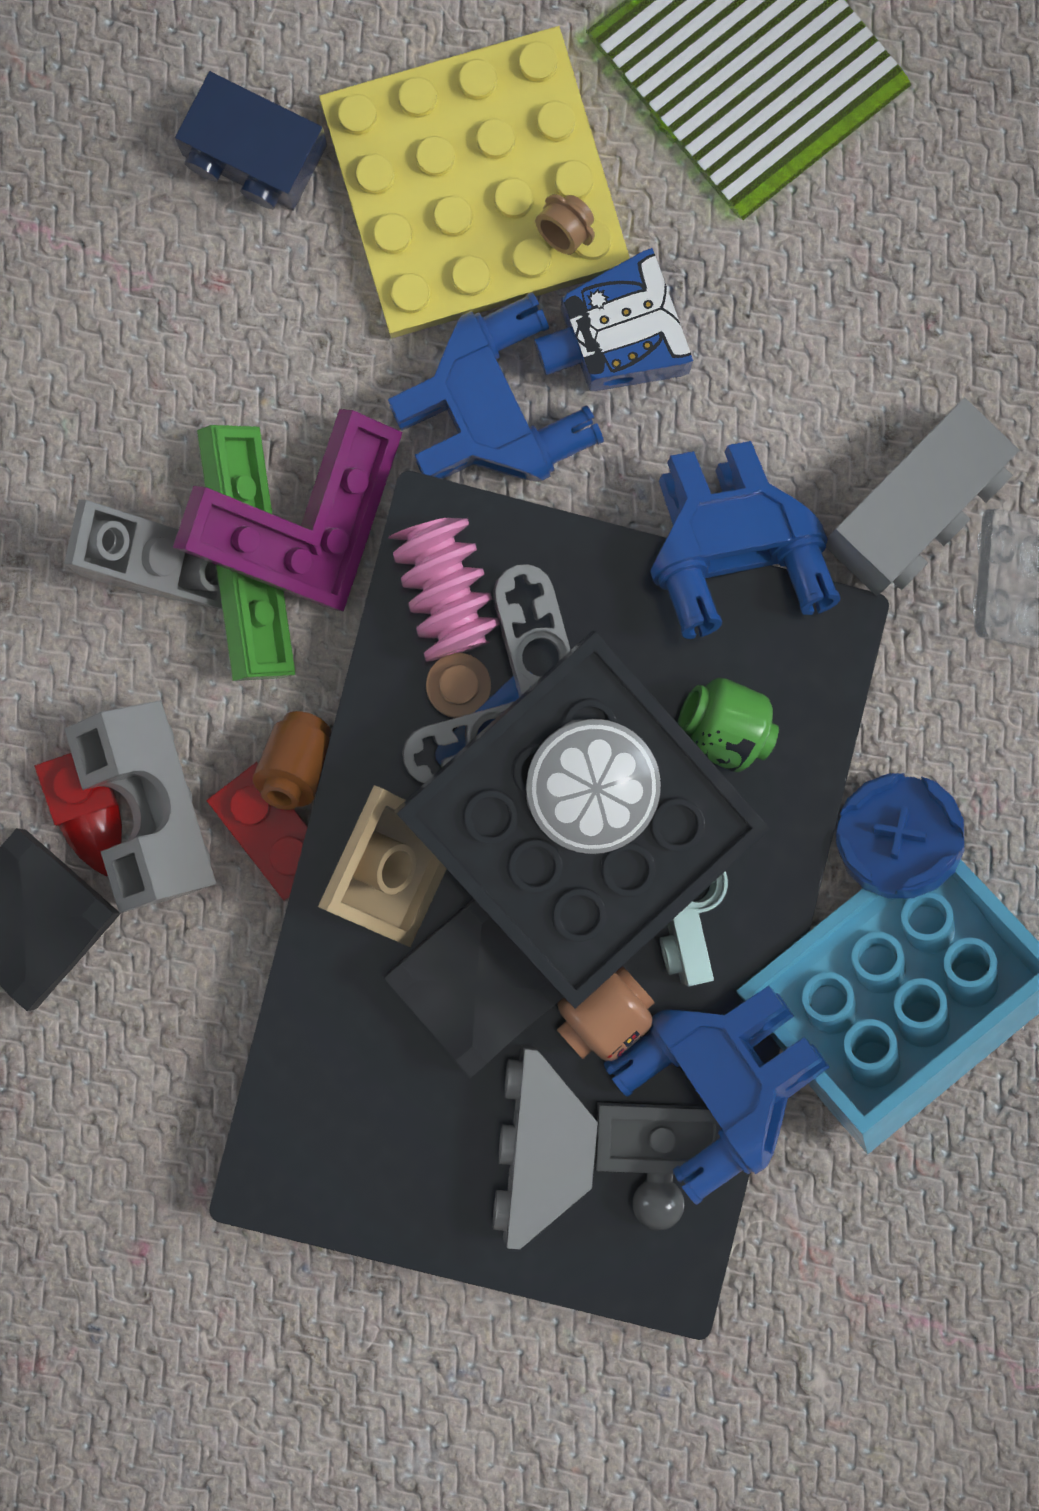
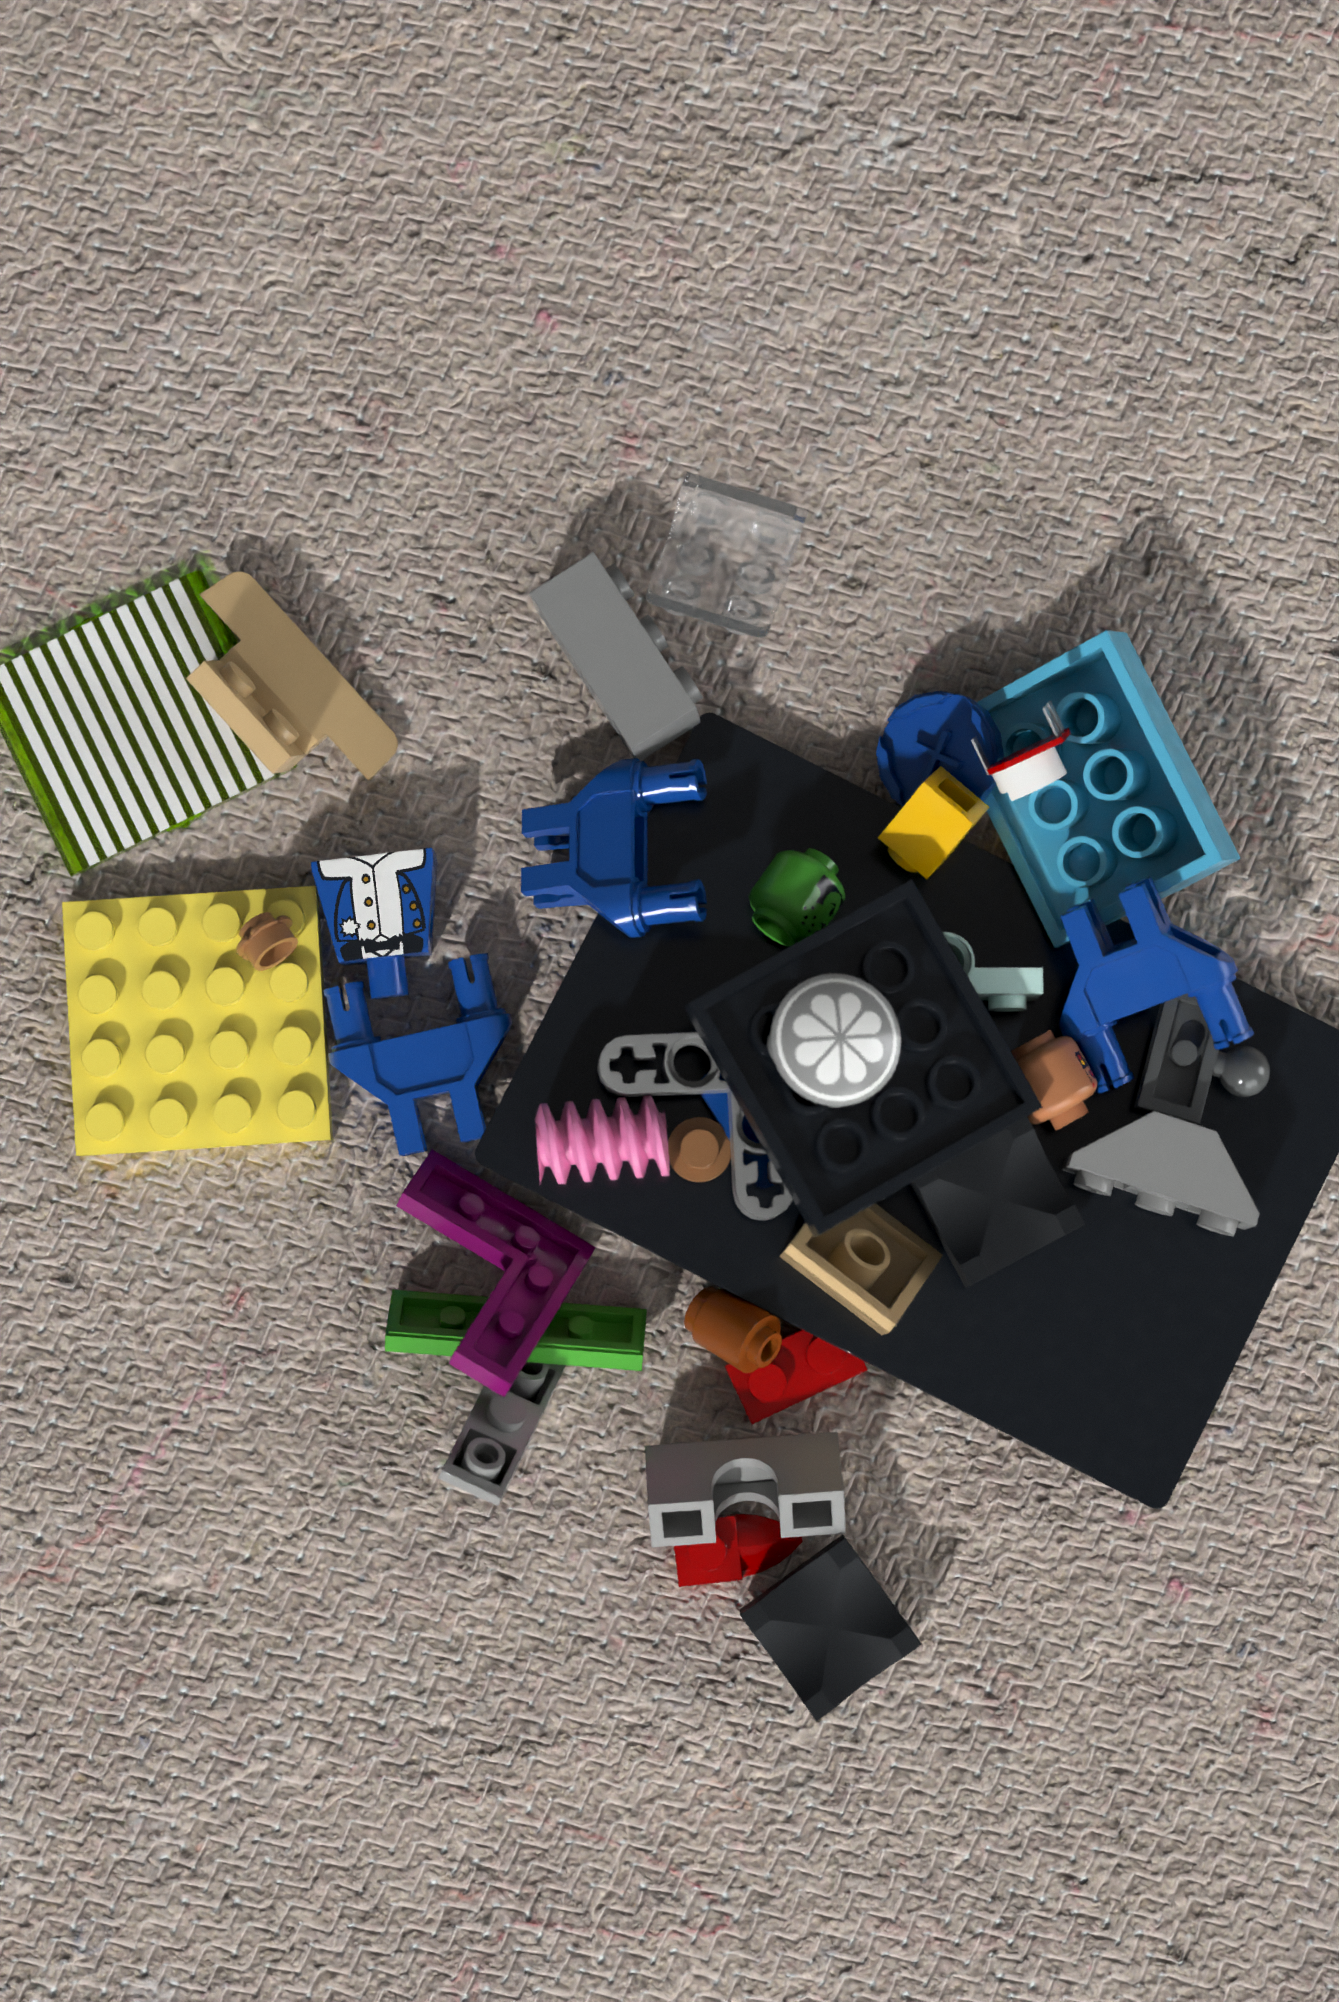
camera: 70 degrees left, 0 degrees up
(250, 143) = (109, 1234): dark blue brick -> none
(812, 184) = (282, 689): none -> tan plate
(831, 841) = (932, 823): none -> yellow brick
(910, 924) = (1031, 766): none -> piece

